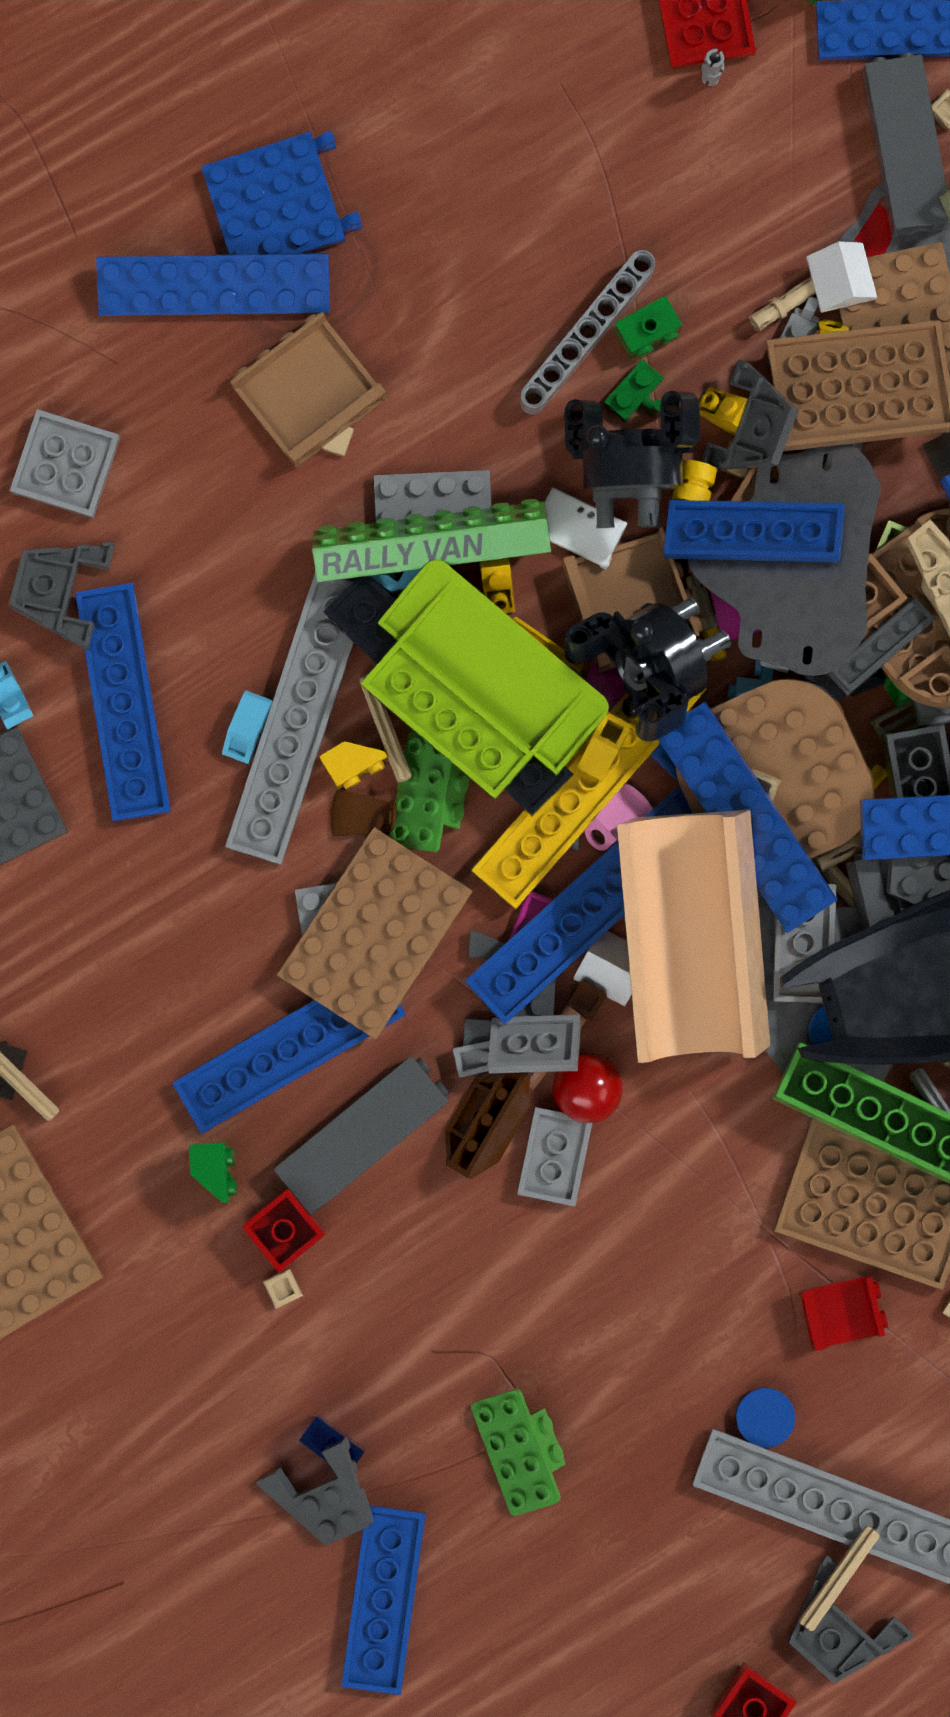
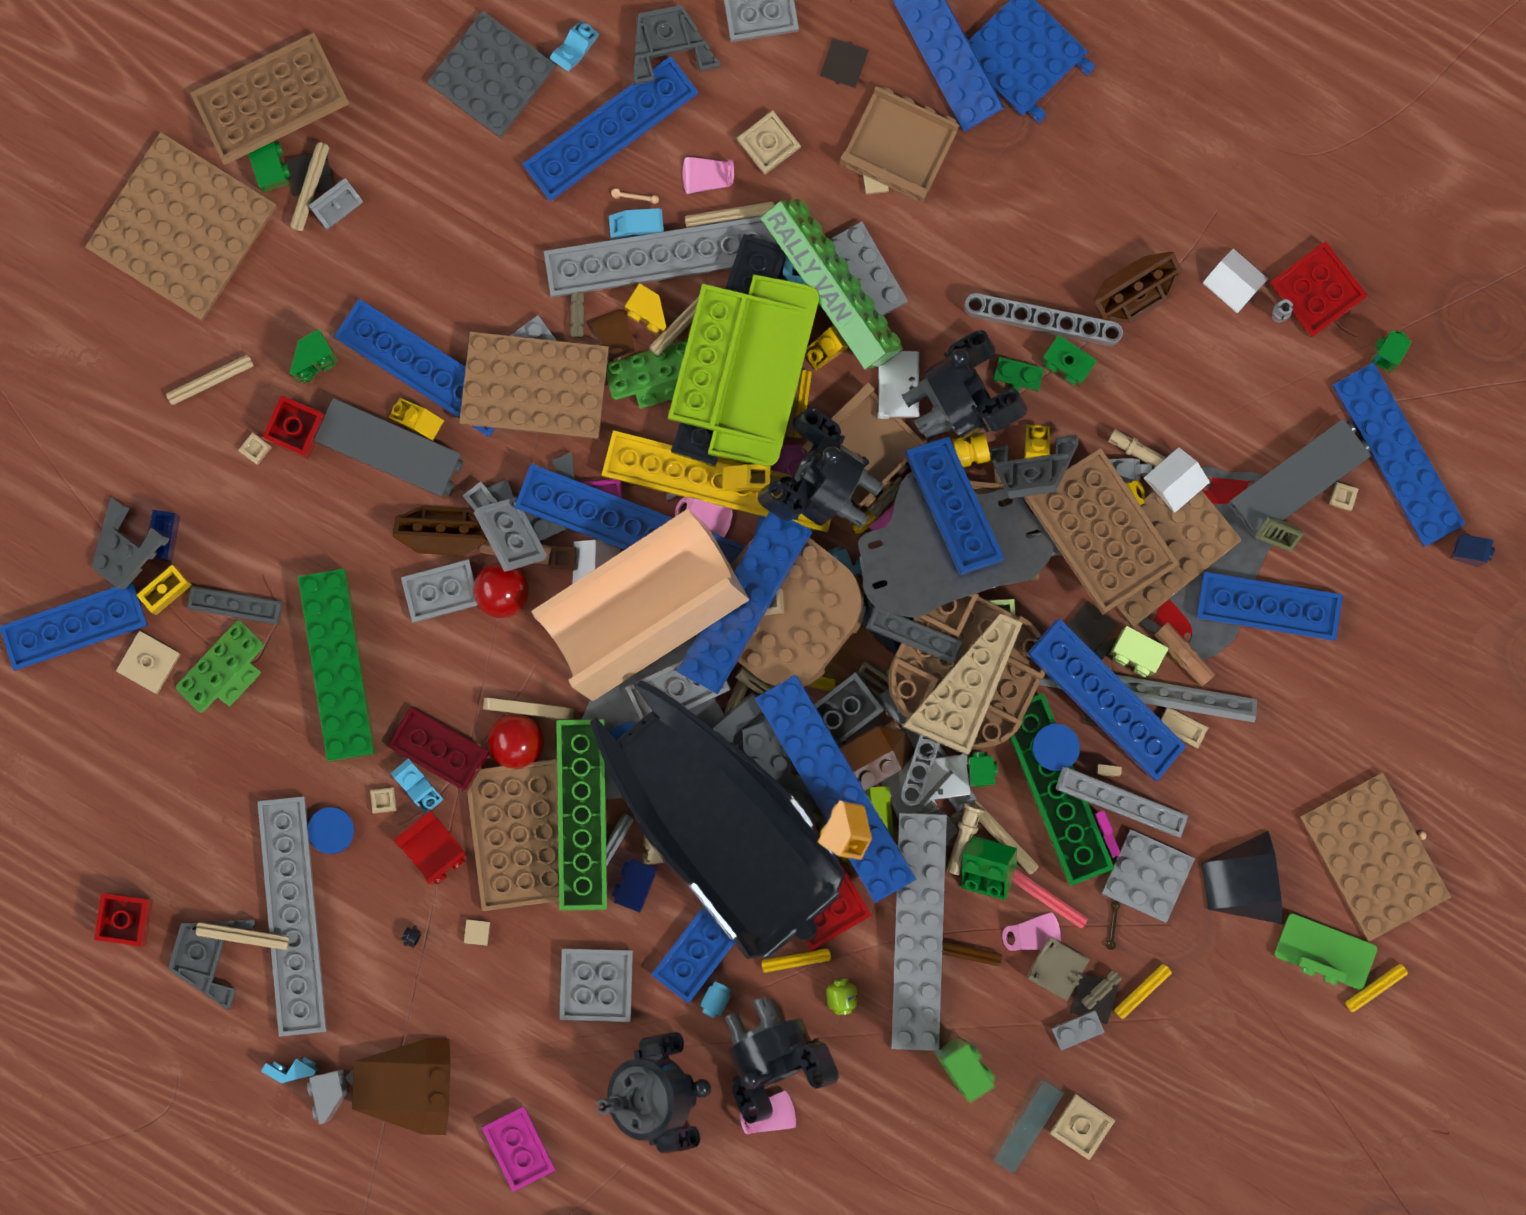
camera: 70 degrees right, 0 degrees up
(48, 1055) = (336, 204): none -> light grey hinge
(177, 1297) = (209, 379): none -> tan axle
(182, 405) = (844, 63): none -> clear smoke piece
(199, 733) = (616, 194): none -> light nougat hinge
(230, 533) = (768, 142): none -> tan plate
(230, 620) = (706, 174): none -> bright pink piece
(290, 617) = (727, 215): none -> tan axle
(316, 845) = (577, 314): none -> dark tan axle
(343, 1086) = (416, 418): none -> yellow slope
(396, 1473) = (164, 590): none -> yellow brick
(452, 1401) = (234, 605): none -> dark grey tile
(468, 1533) = (148, 662): none -> tan plate
(582, 1317) = (337, 665): none -> green brick
(604, 209) = (1138, 287): none -> reddish brown wedge
(650, 103) = (1235, 280): none -> white slope
(734, 1248) = (438, 749): none -> dark red tile
(739, 1124) = (528, 709): none -> tan beam
(759, 1340) = (383, 800): none -> tan tile
(764, 1293) = (417, 786): none -> medium azure slope
(768, 1156) = (515, 741): none -> red piece
(931, 1385) = (411, 936): none -> black plate

